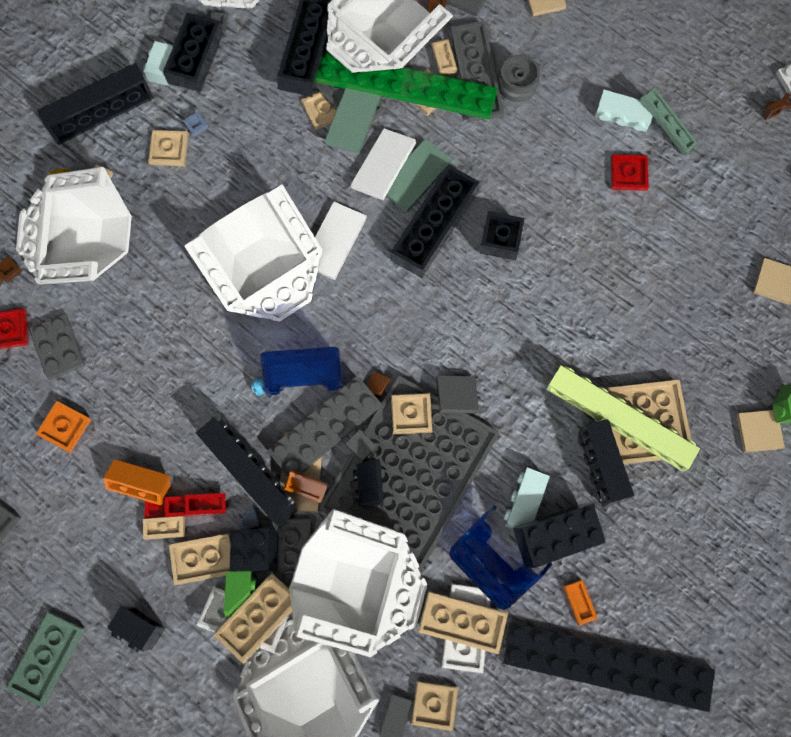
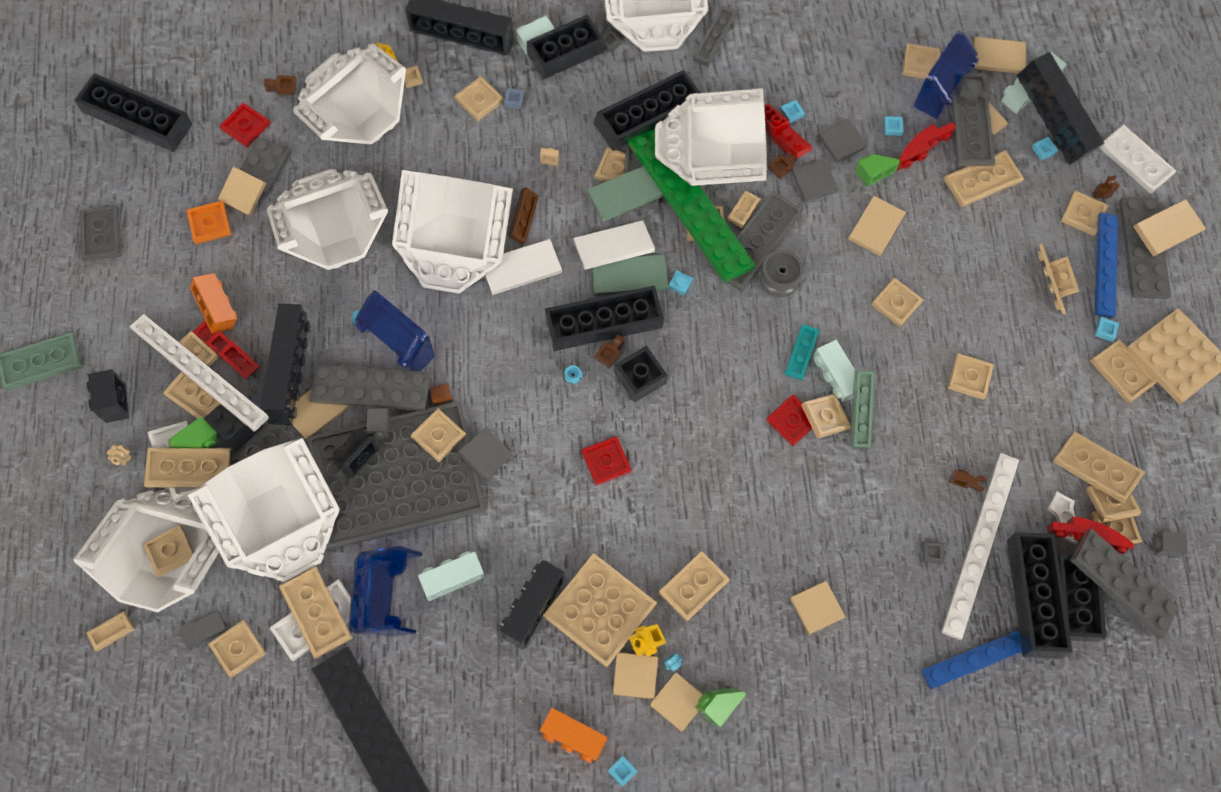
camera: 40 degrees right, 5 degrees down
(64, 379) = (242, 191): none -> tan tile
(157, 333) = (328, 217): none -> white windscreen
(188, 541) = (199, 373): none -> white plate
(191, 662) = (118, 455): none -> tan plant
(269, 142) = (549, 156): none -> tan plate
(299, 201) = (523, 215): none -> reddish brown plate
(306, 486) = (314, 413): orange tile -> none
(310, 690) = (168, 551): none -> tan tile
(453, 276) = (572, 369): none -> medium azure plate
(456, 148) = (680, 283): none -> medium azure plate
(462, 242) = (610, 352): none -> reddish brown plate
(540, 318) = (606, 460): none -> red tile
(559, 535) = (443, 619): black brick -> none
(580, 602) = (411, 684): orange tile -> none
(586, 121) = (802, 352): none -> teal tile
(609, 30) = (897, 302): none -> tan tile
(624, 419) = (580, 586): yellowish green brick -> none
(649, 148) = (826, 416): none -> tan tile
(689, 345) = (694, 586): none -> tan plate
(701, 410) = (647, 640): none -> yellow brick
(706, 36) = (970, 376): none -> tan tile
(716, 442) = (635, 676): none -> tan tile
(723, 523) = (573, 736): none -> orange brick
(729, 408) = (673, 662): none -> medium azure plate
(777, 512) = (622, 771): none -> medium azure plate

